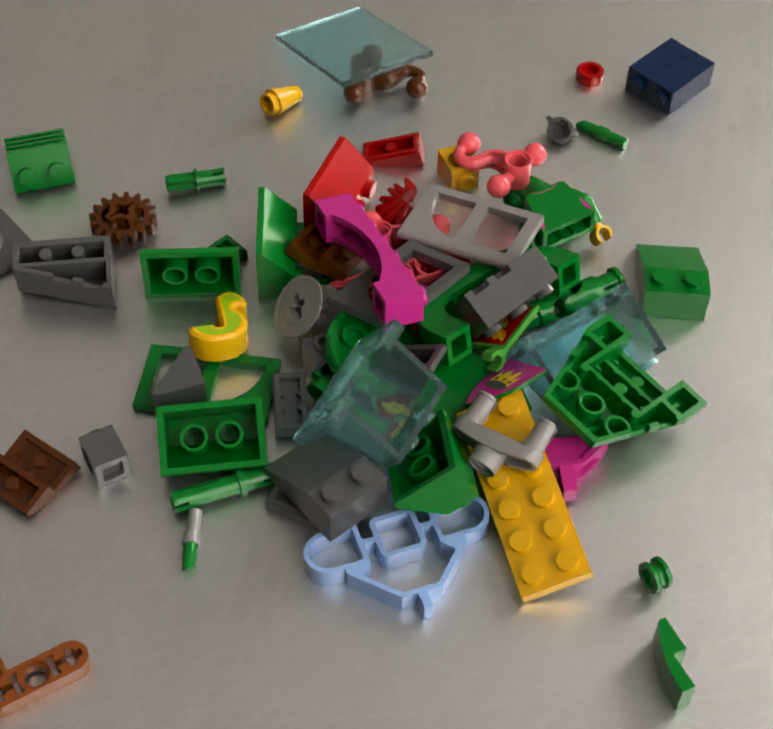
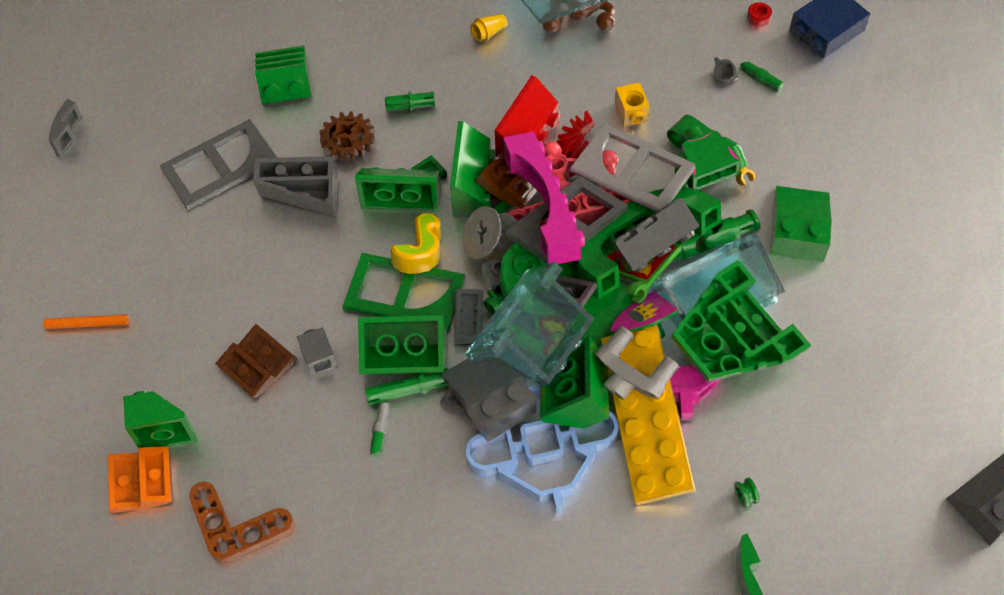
camera: 10 degrees right, 10 degrees up
(181, 382) = (381, 295): dark grey slope -> none
(396, 151) = (580, 83): red slope -> none
(512, 165) = (678, 109): coral piece -> none

